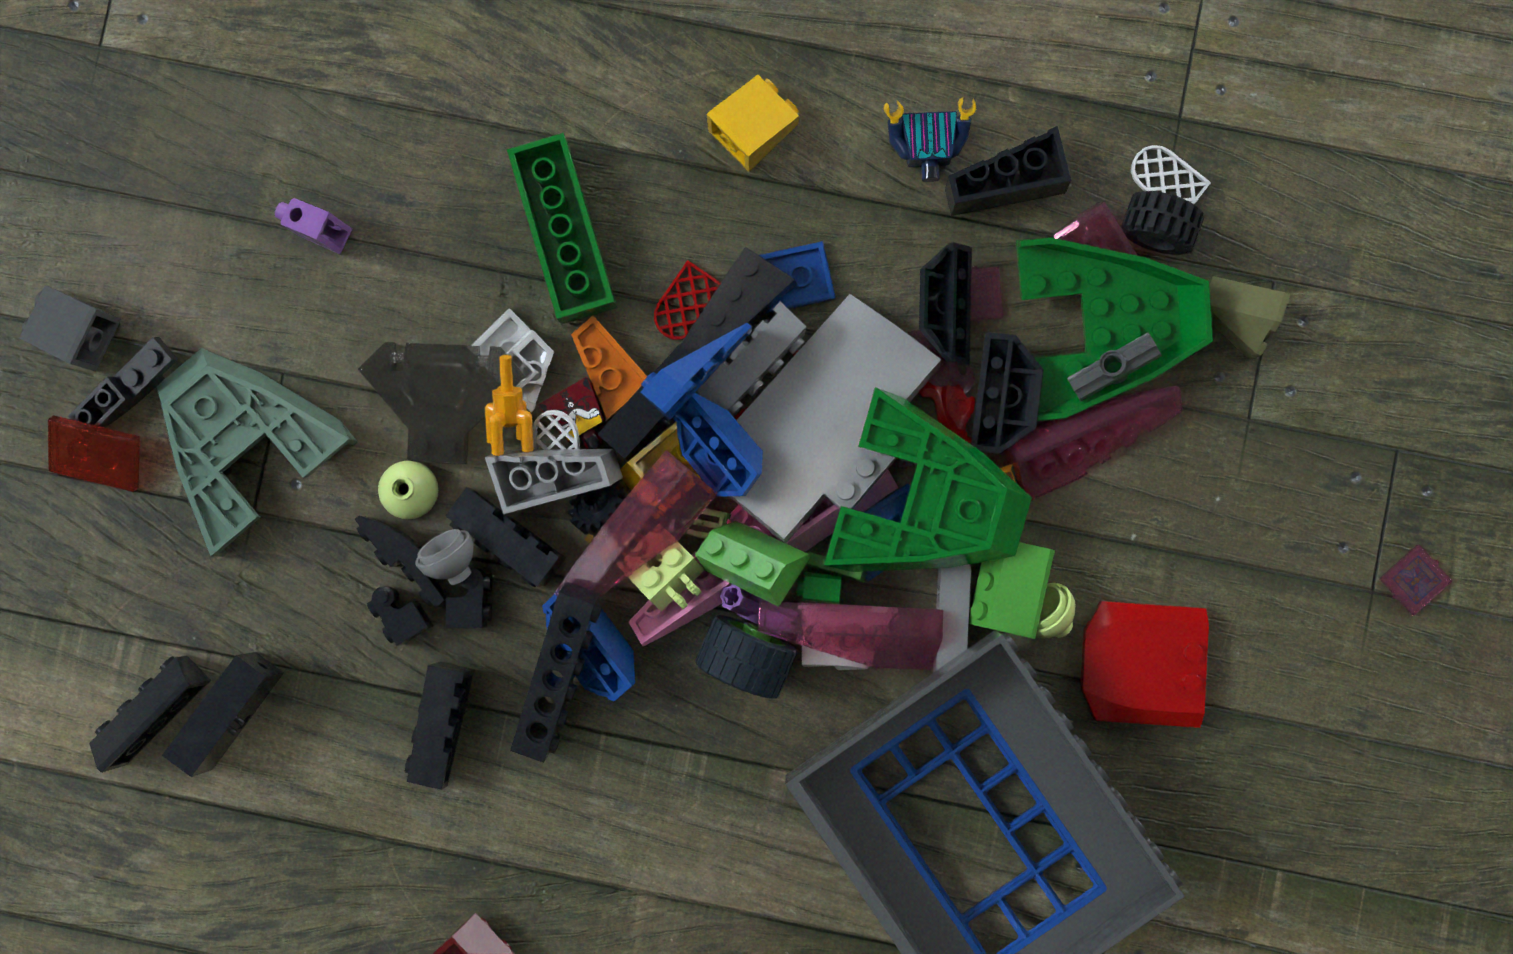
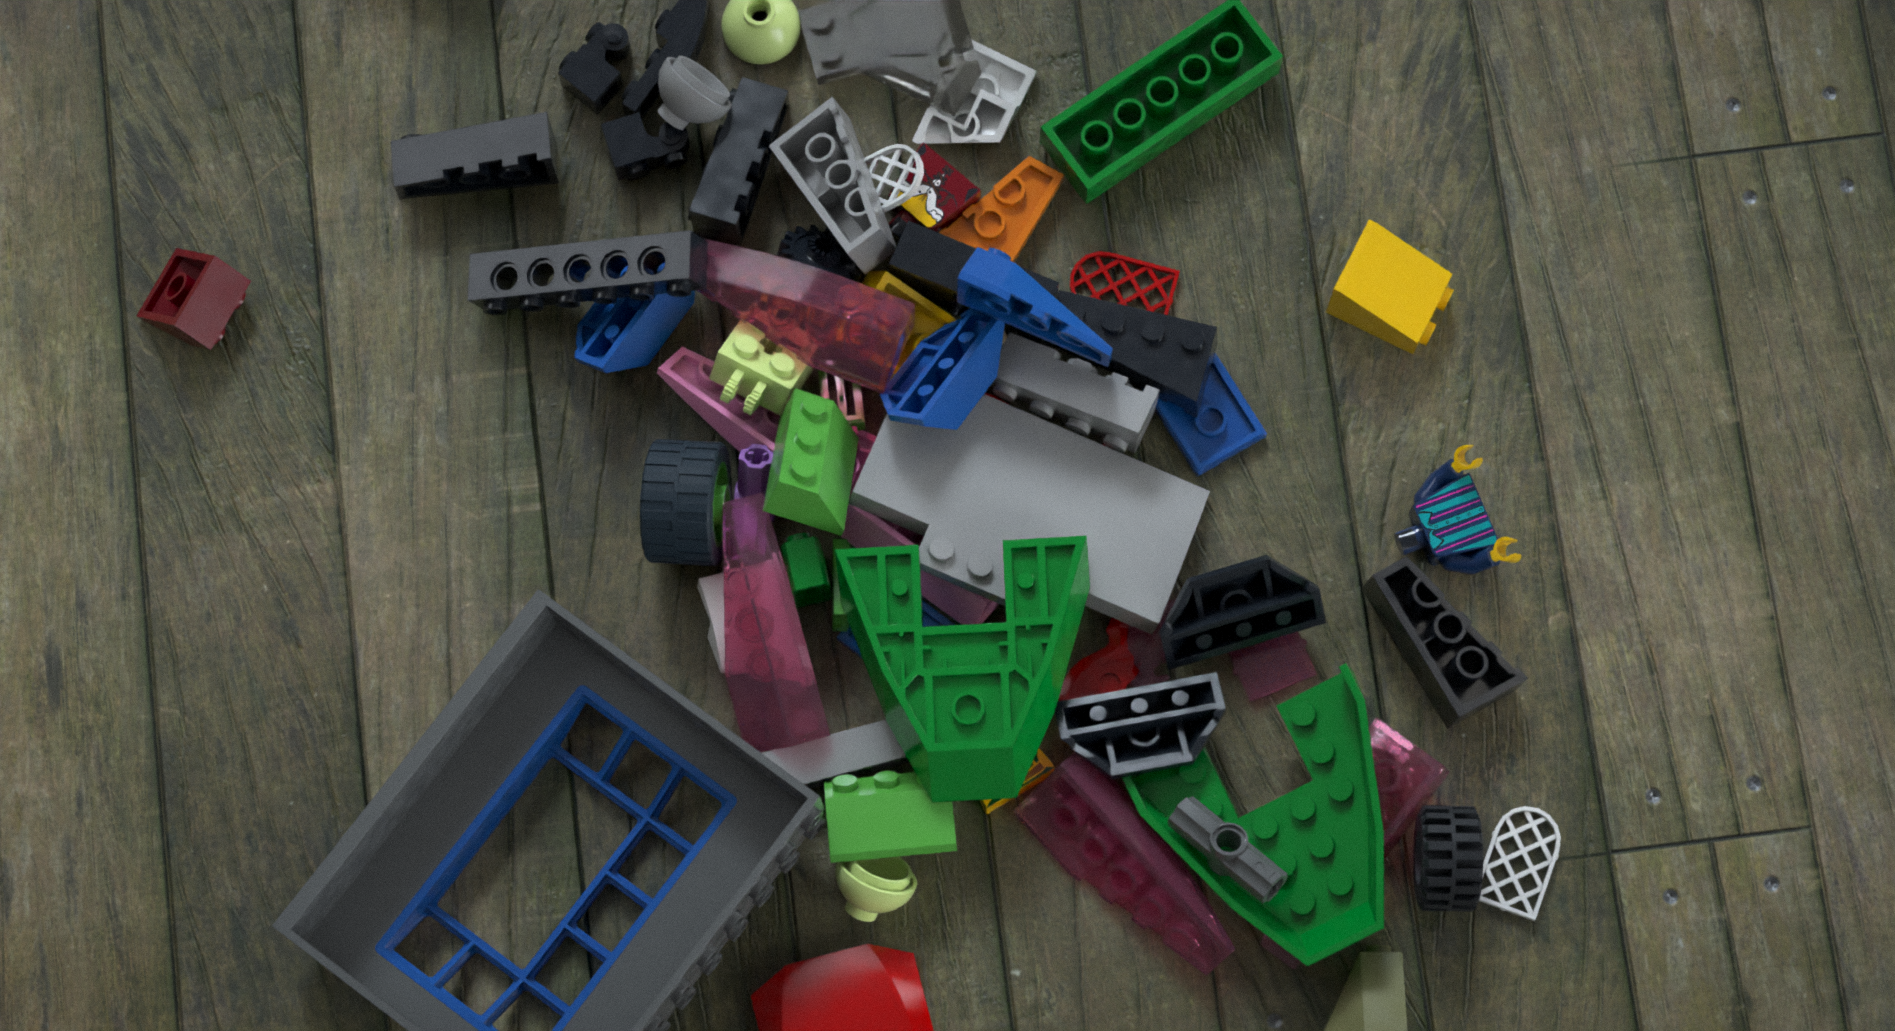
camera: 70 degrees right, 10 degrees down
(508, 411) = (901, 107): light orange plant -> none

